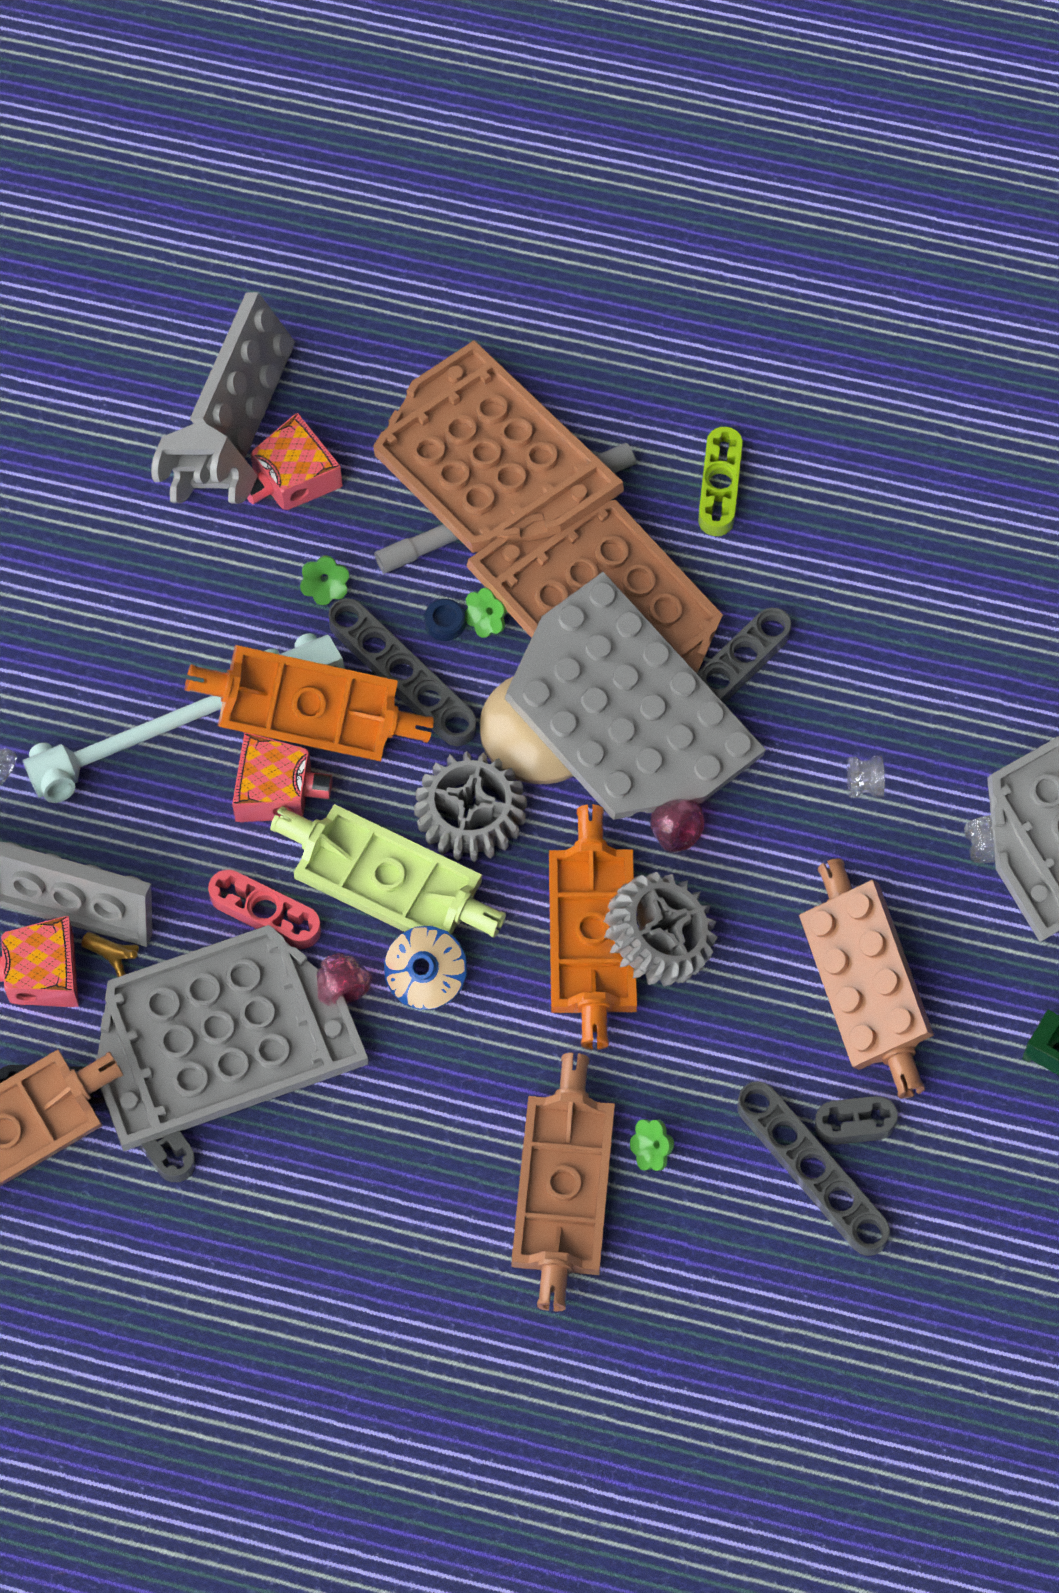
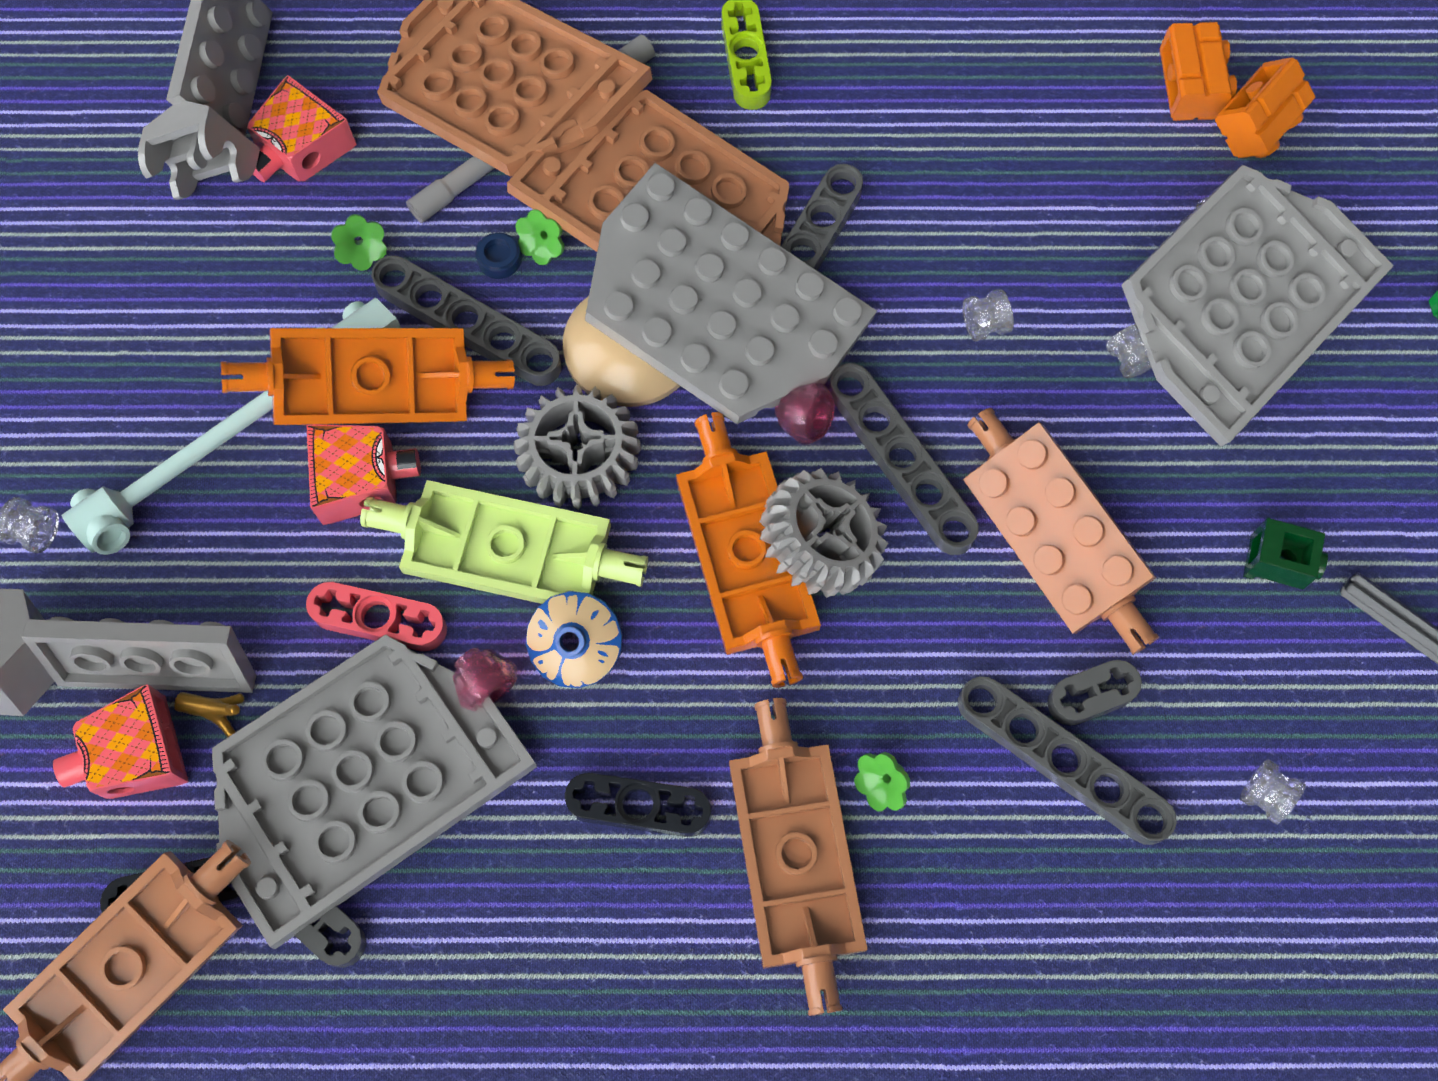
camera: 15 degrees left, 5 degrees up
(477, 1114) = (603, 785): none -> black beam
(752, 903) = (906, 479): none -> dark grey beam
(978, 1234) = (1272, 791): none -> clear wheel

